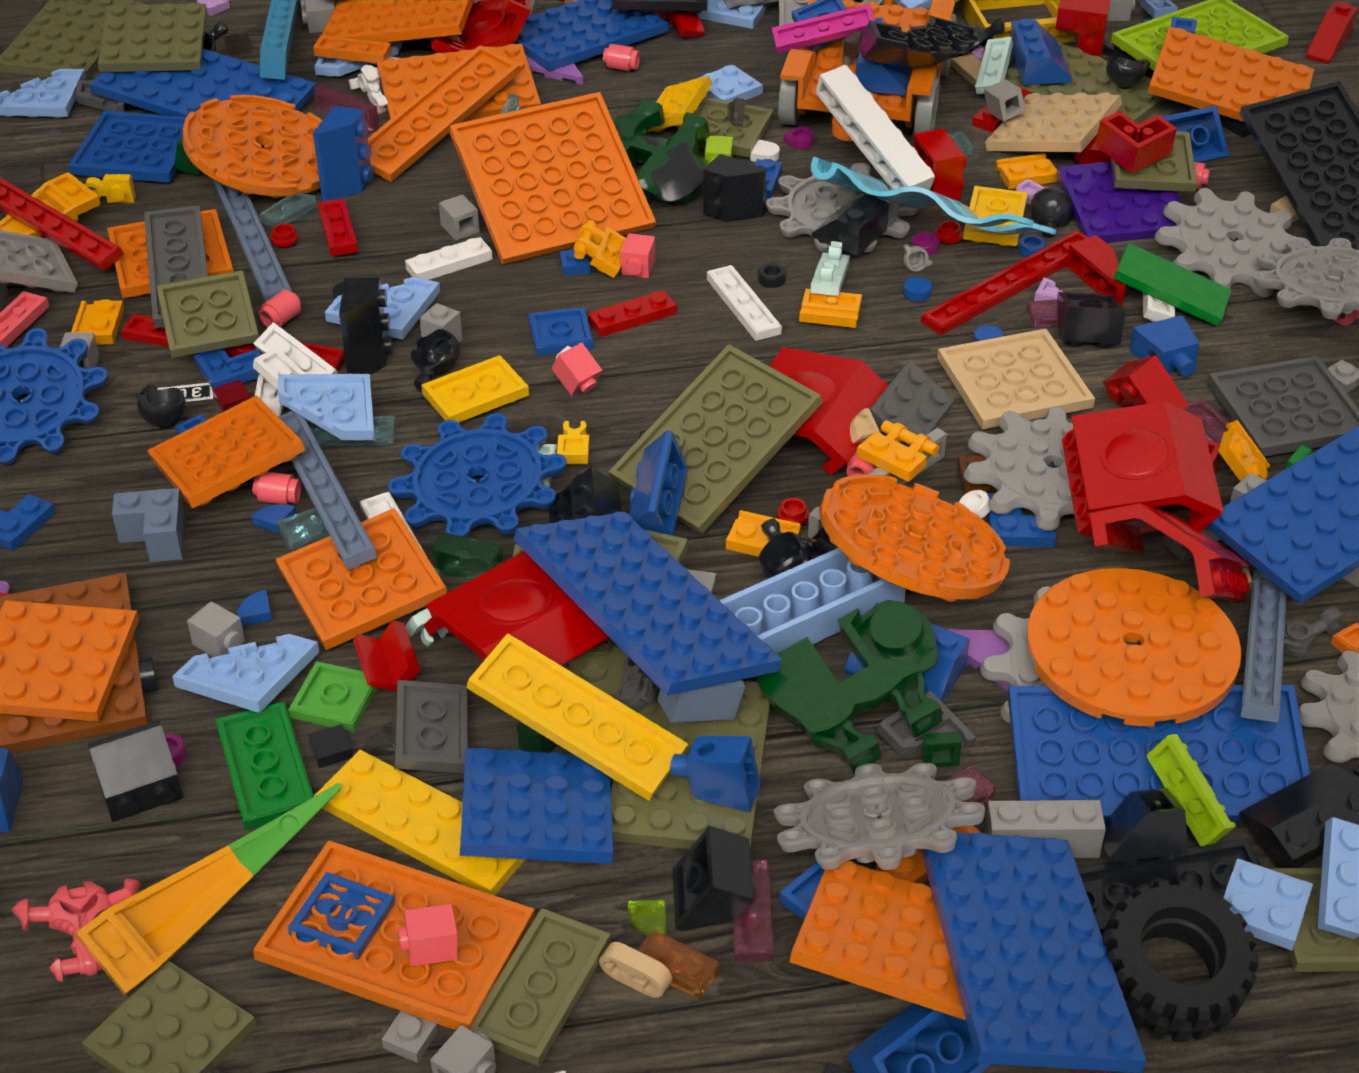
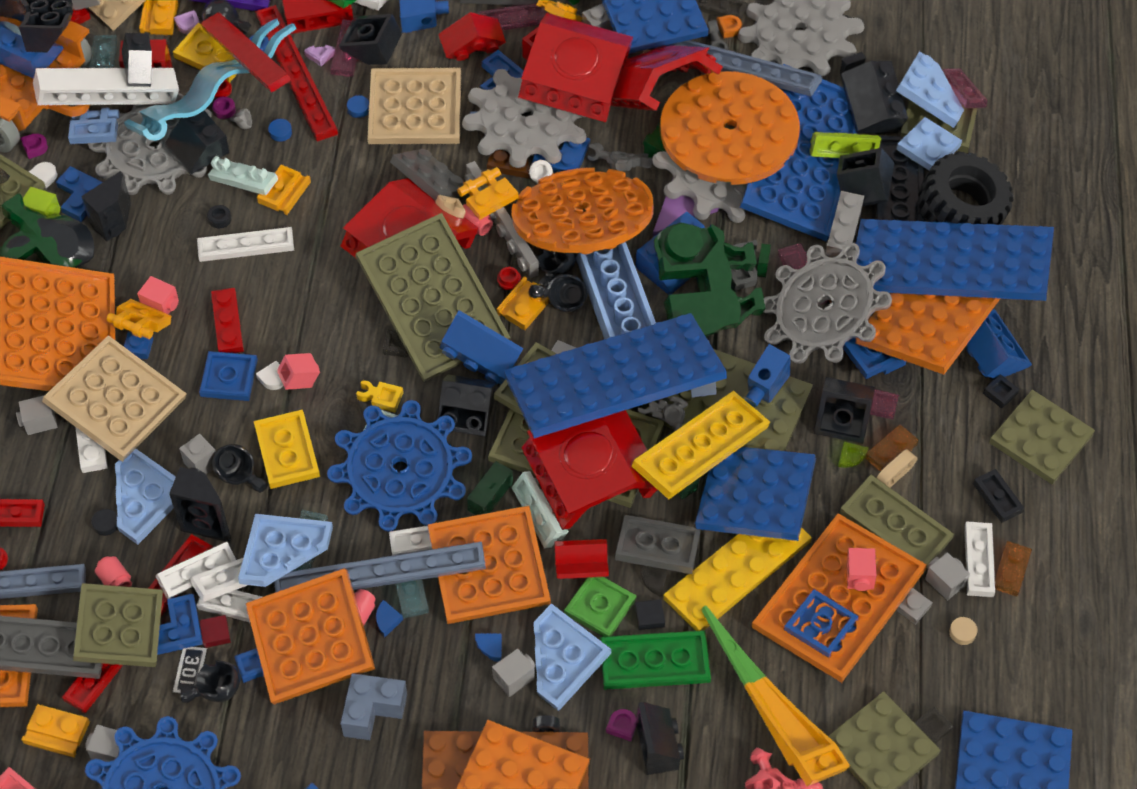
camera: 75 degrees left, 15 degrees up
(487, 249) = (114, 398): none -> tan plate
(839, 152) = (94, 127): none -> medium blue plate
(913, 134) = (137, 59): none -> slope
(972, 202) = (245, 52): none -> red tile
(1031, 565) = (620, 160): none -> dark grey piece

